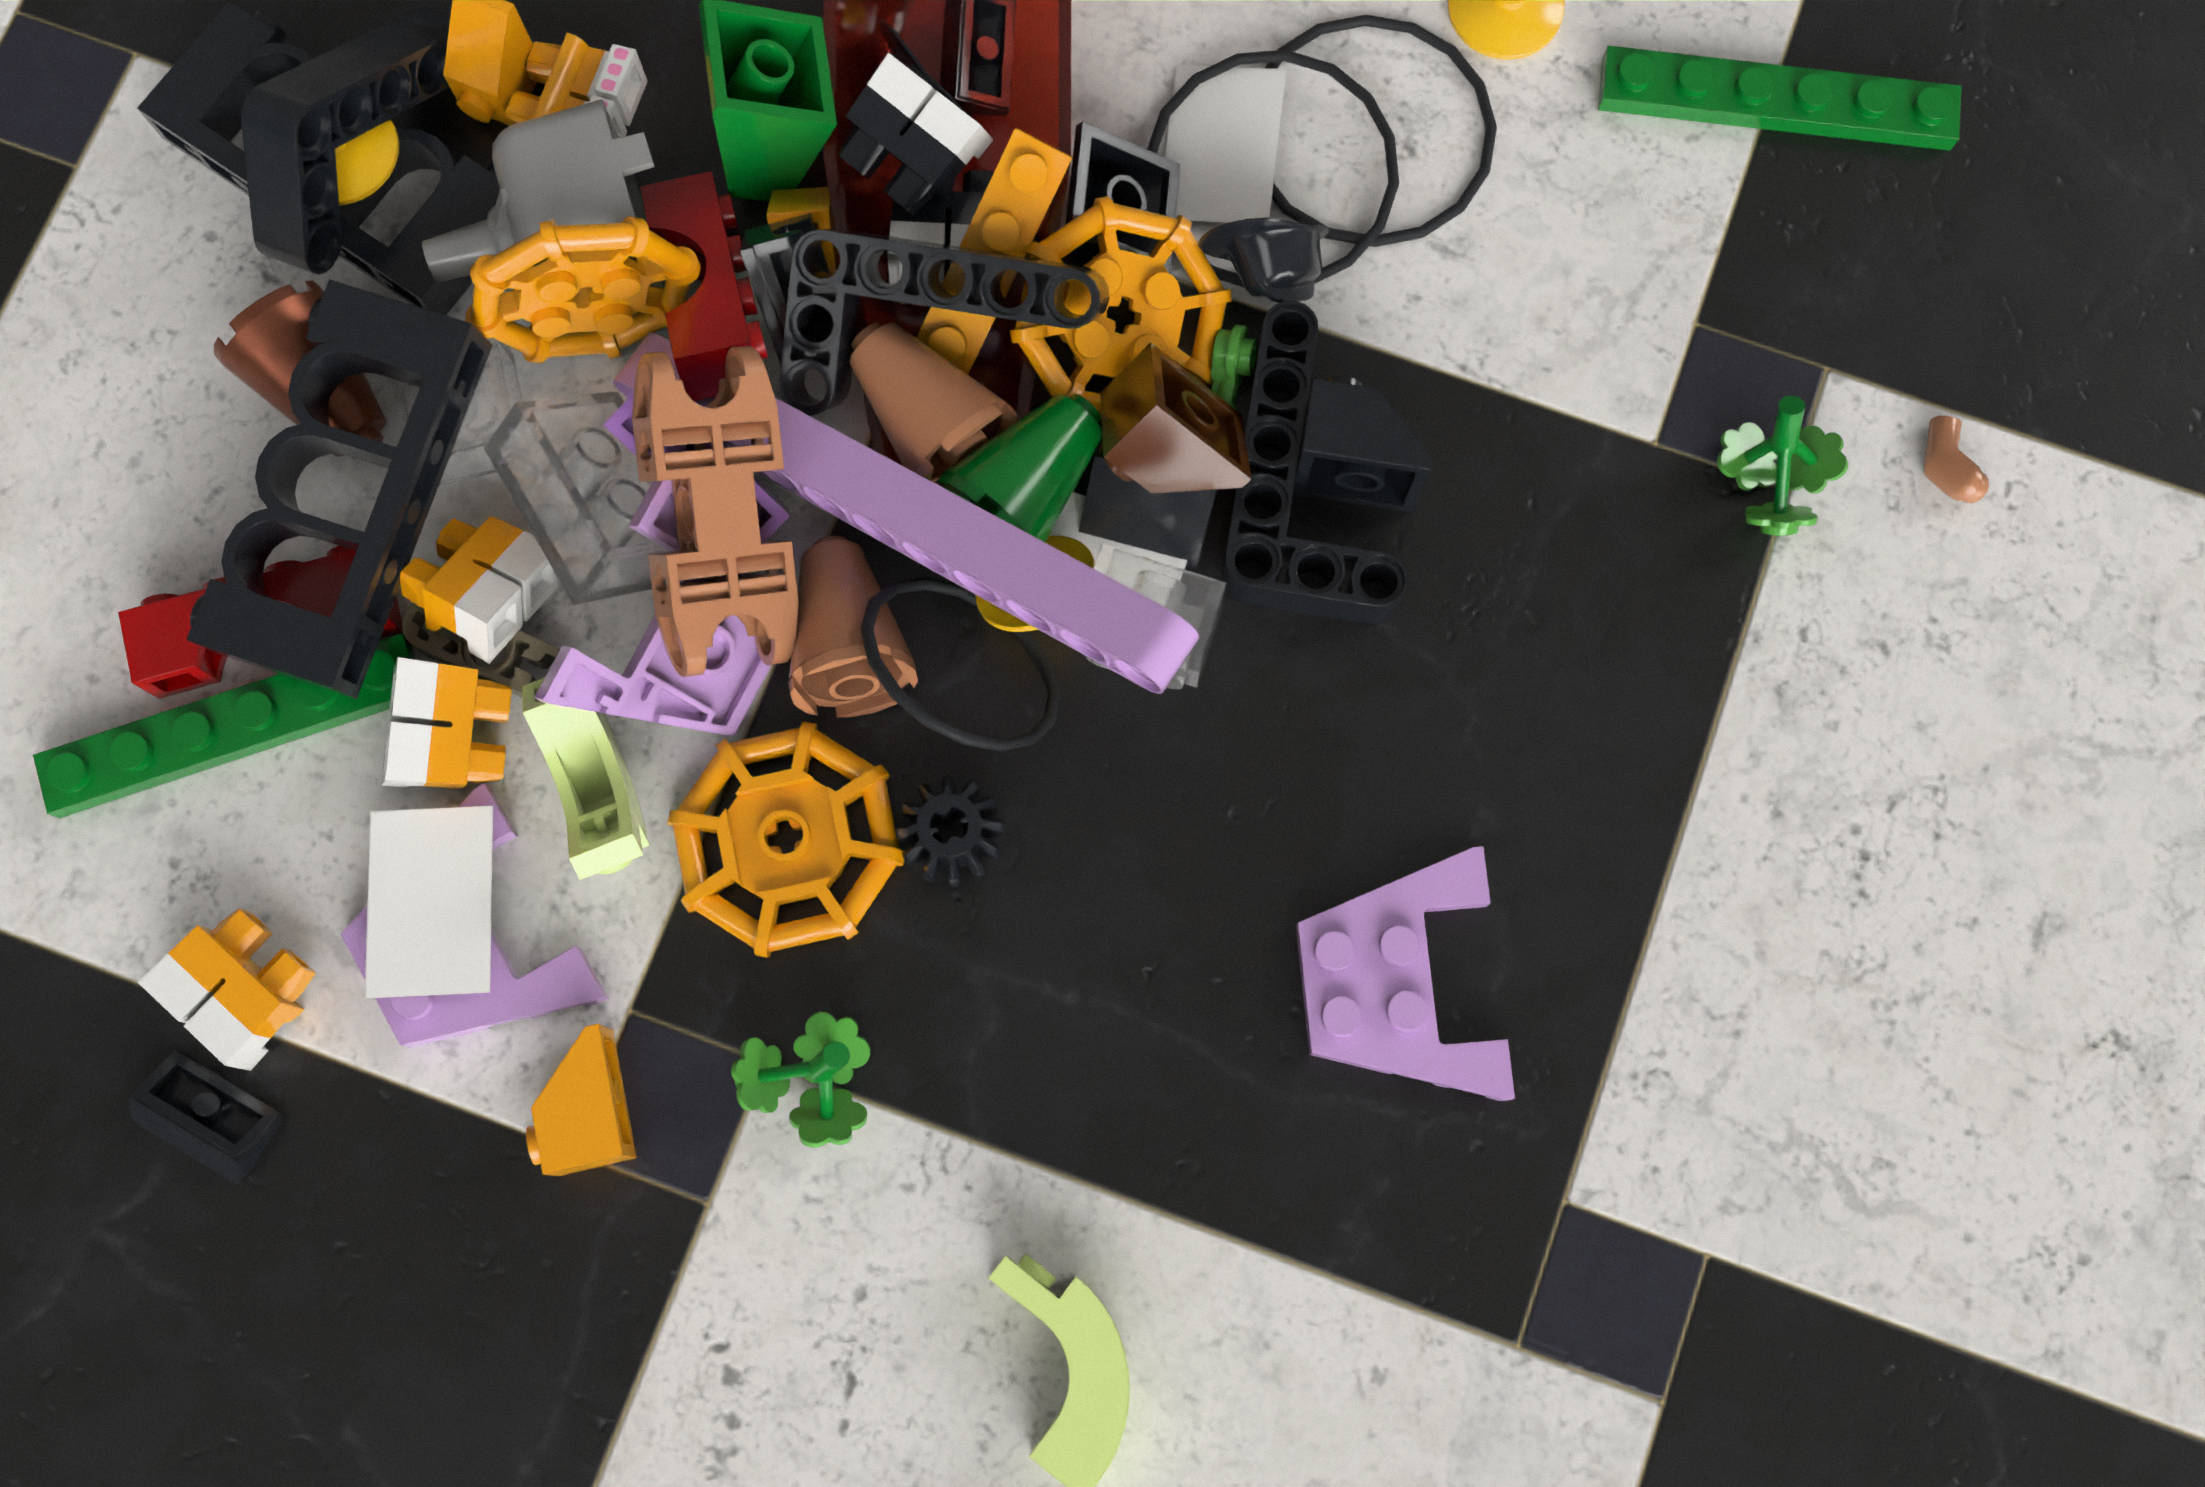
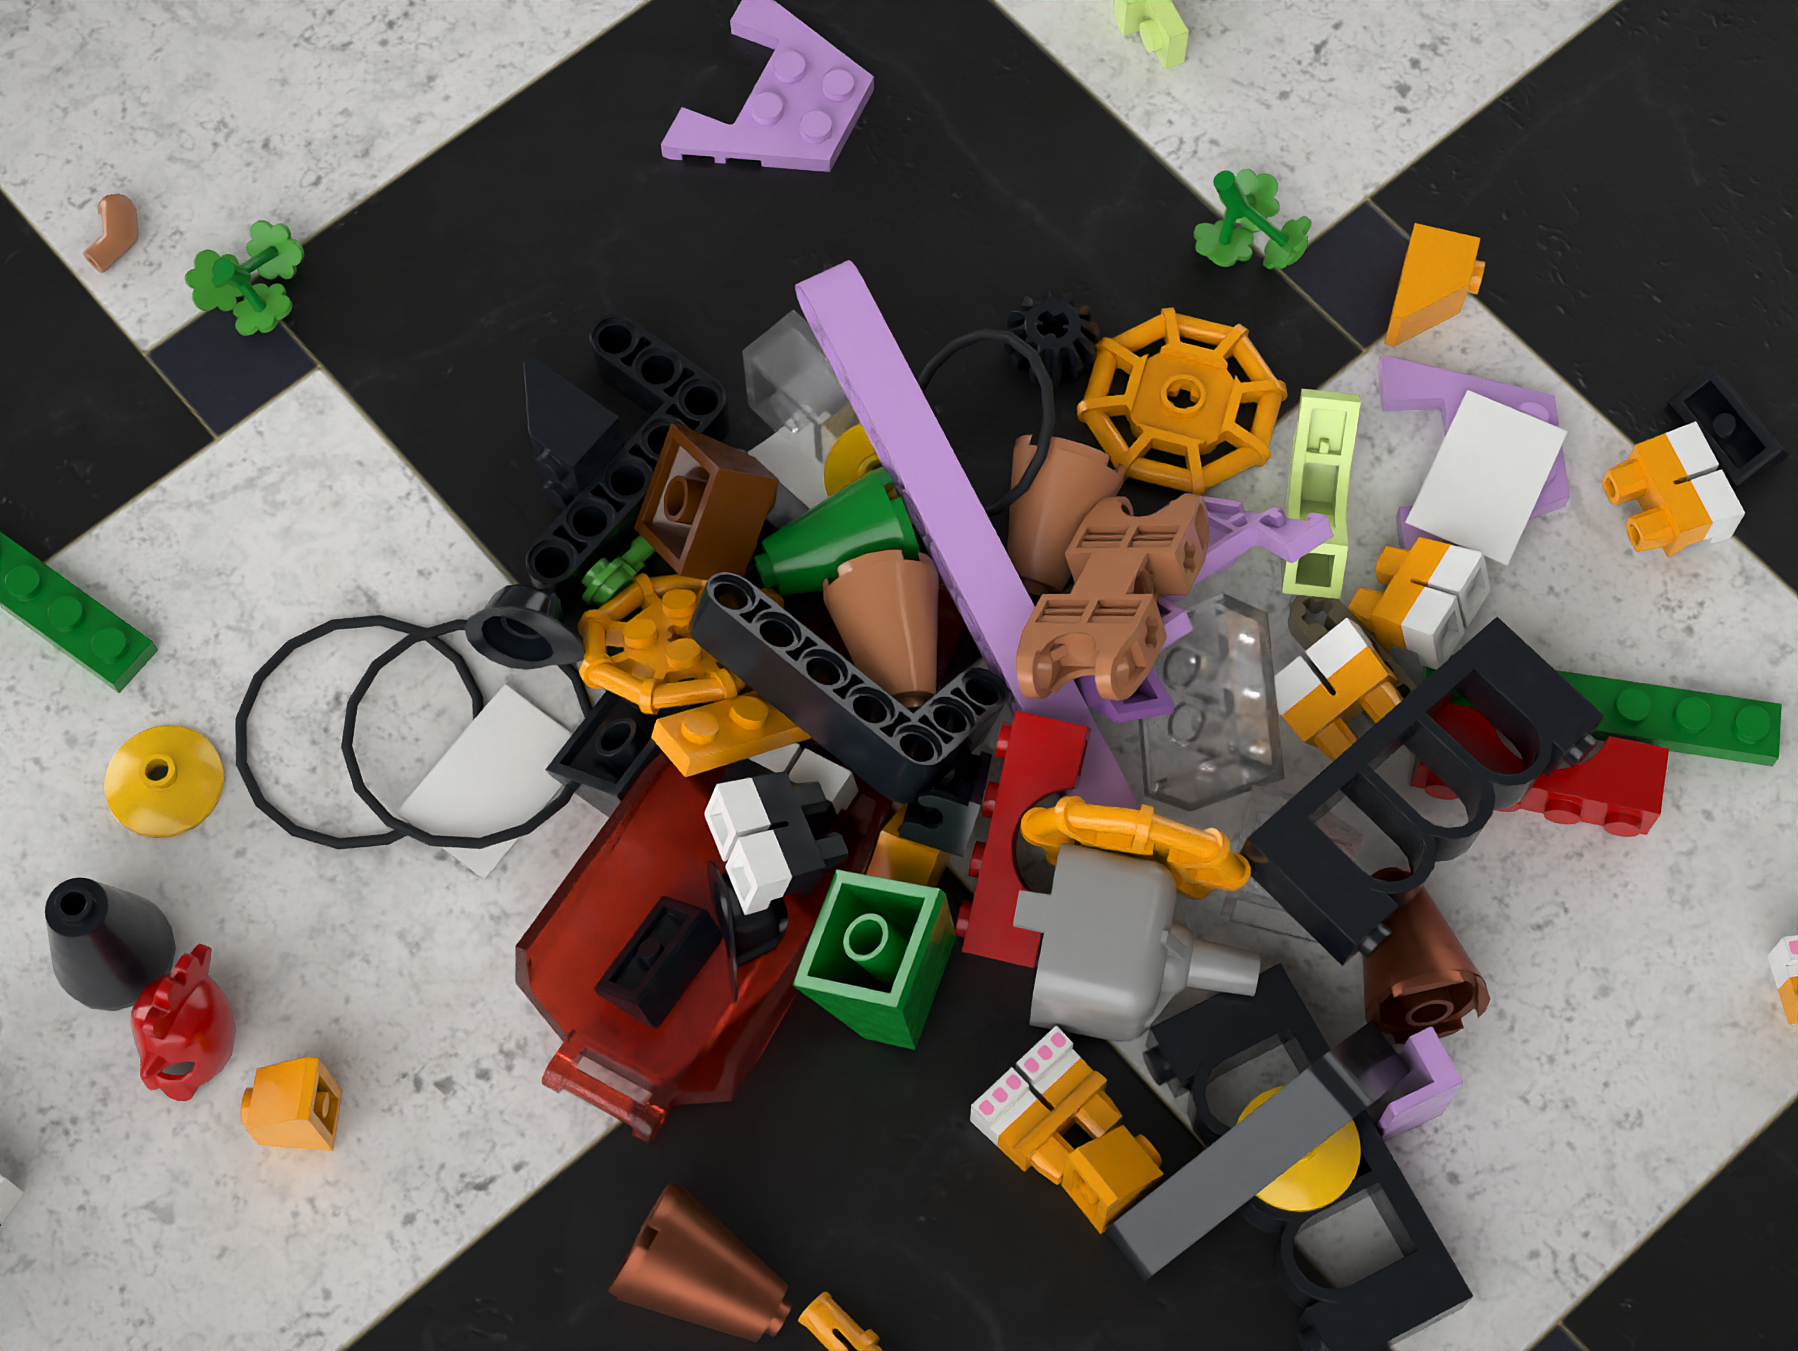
camera: 150 degrees left, 10 degrees down
(229, 236) = (1425, 1089): none -> lavender panel

